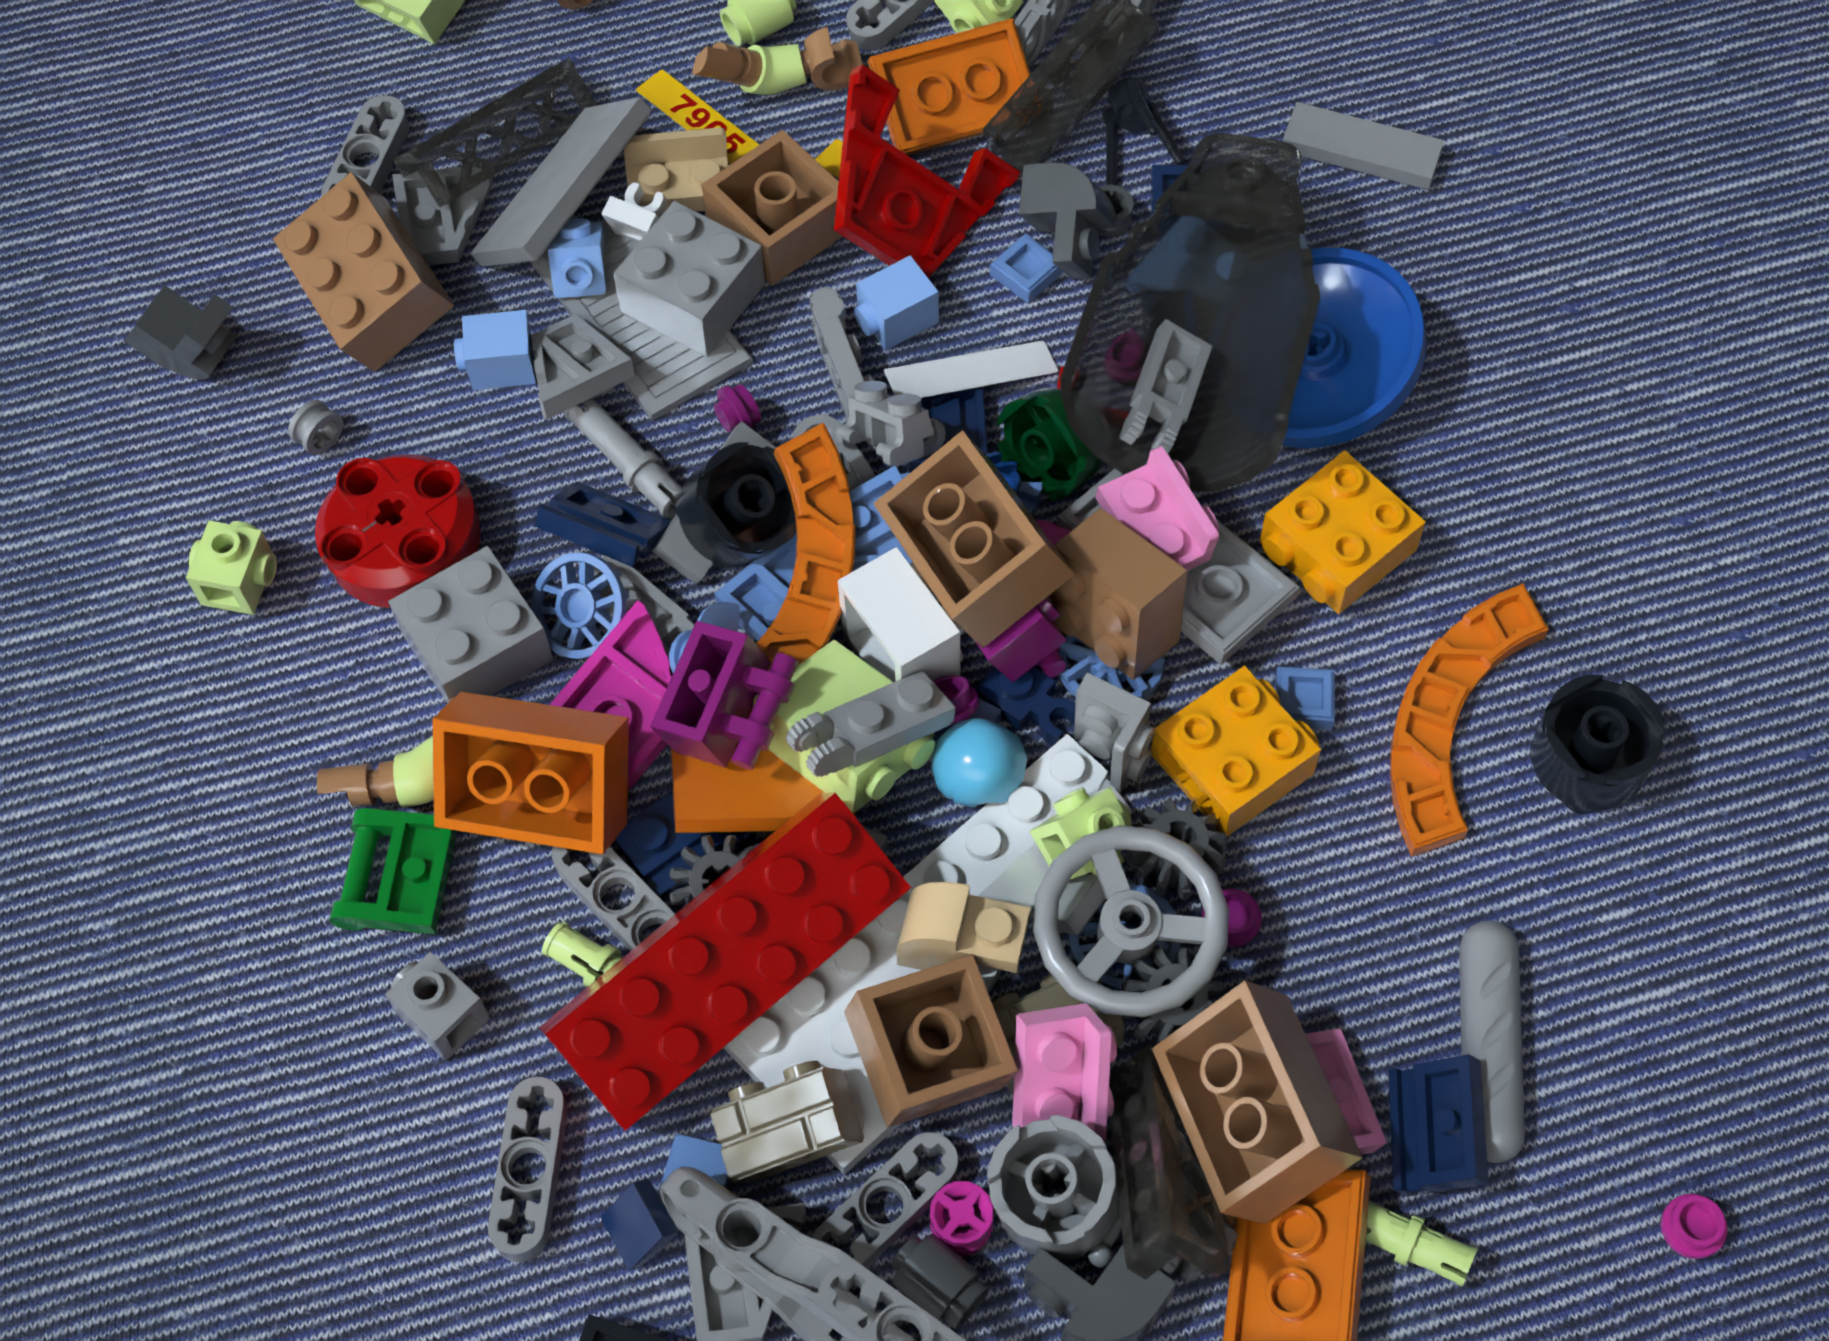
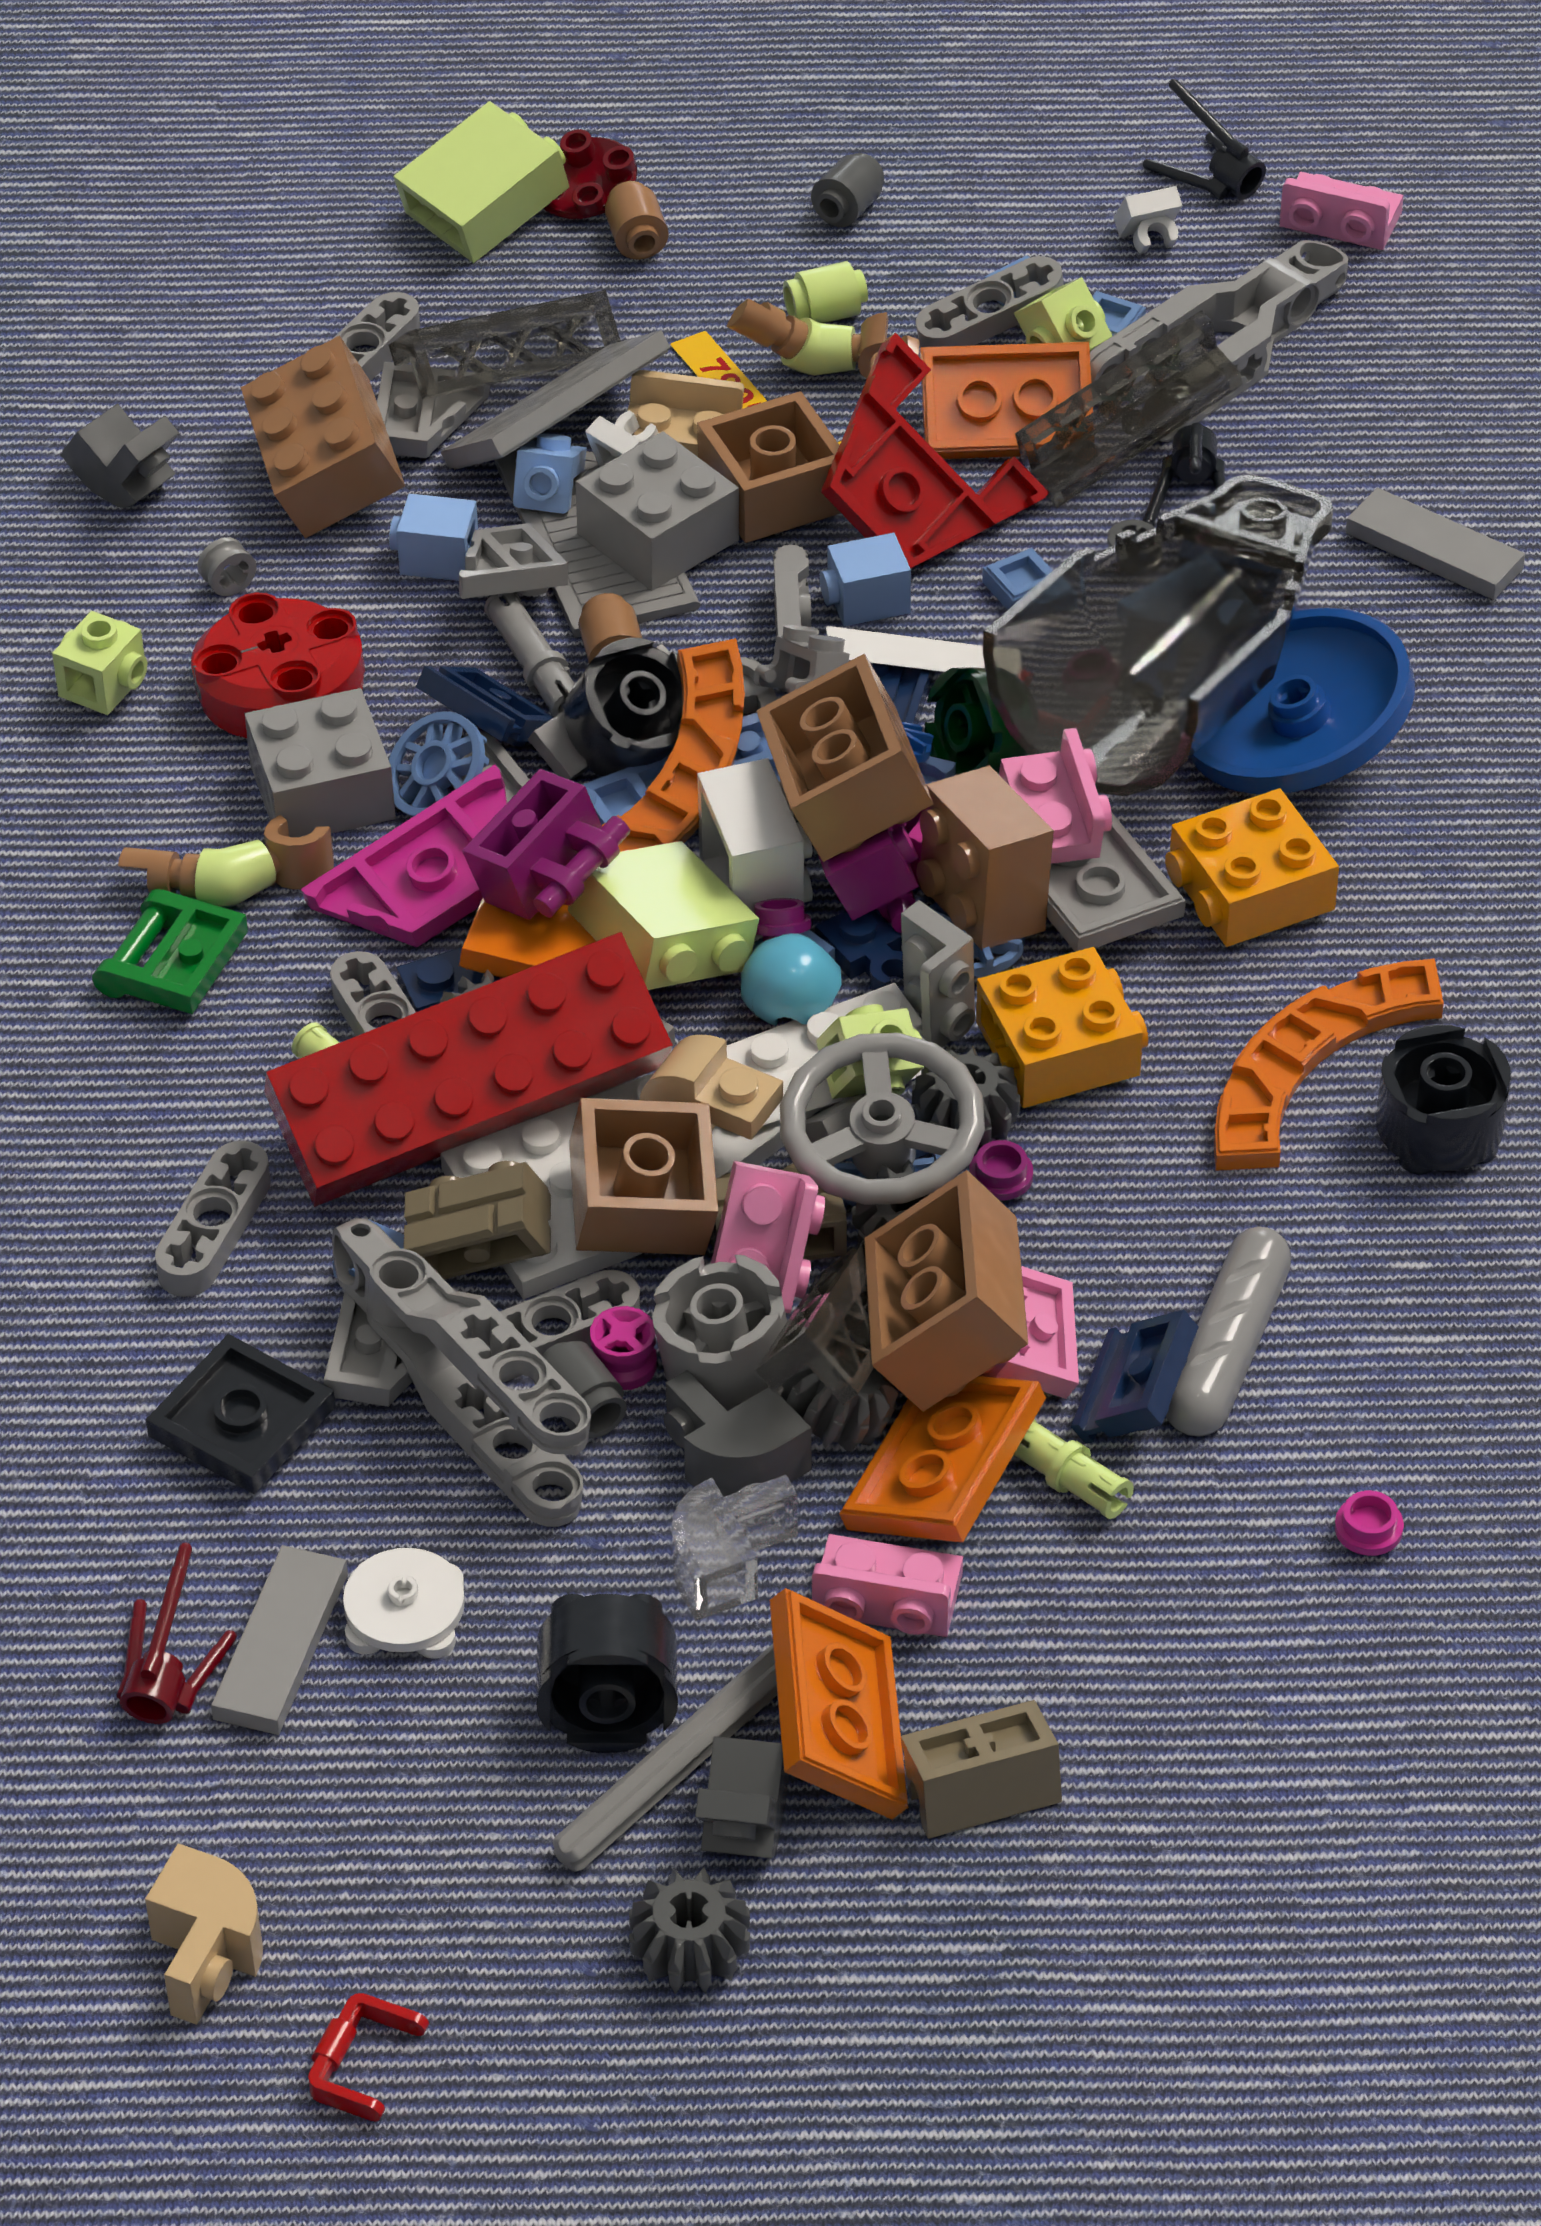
camera: 15 degrees right, 15 degrees down
(436, 1005) = (173, 1064): light grey brick -> none
(530, 772) = (333, 877): orange brick -> none
(639, 1224) = (303, 1279): dark blue tile -> none
(690, 419) = (606, 620): none -> medium nougat brick
(736, 406) = (664, 629): magenta plate -> none
(872, 724) = (684, 901): light grey hinge -> none
(1073, 206) = (1073, 515): dark grey brick -> none
(1166, 384) = (1114, 690): light grey hinge -> none
(1307, 695) = (1164, 1007): medium blue tile -> none

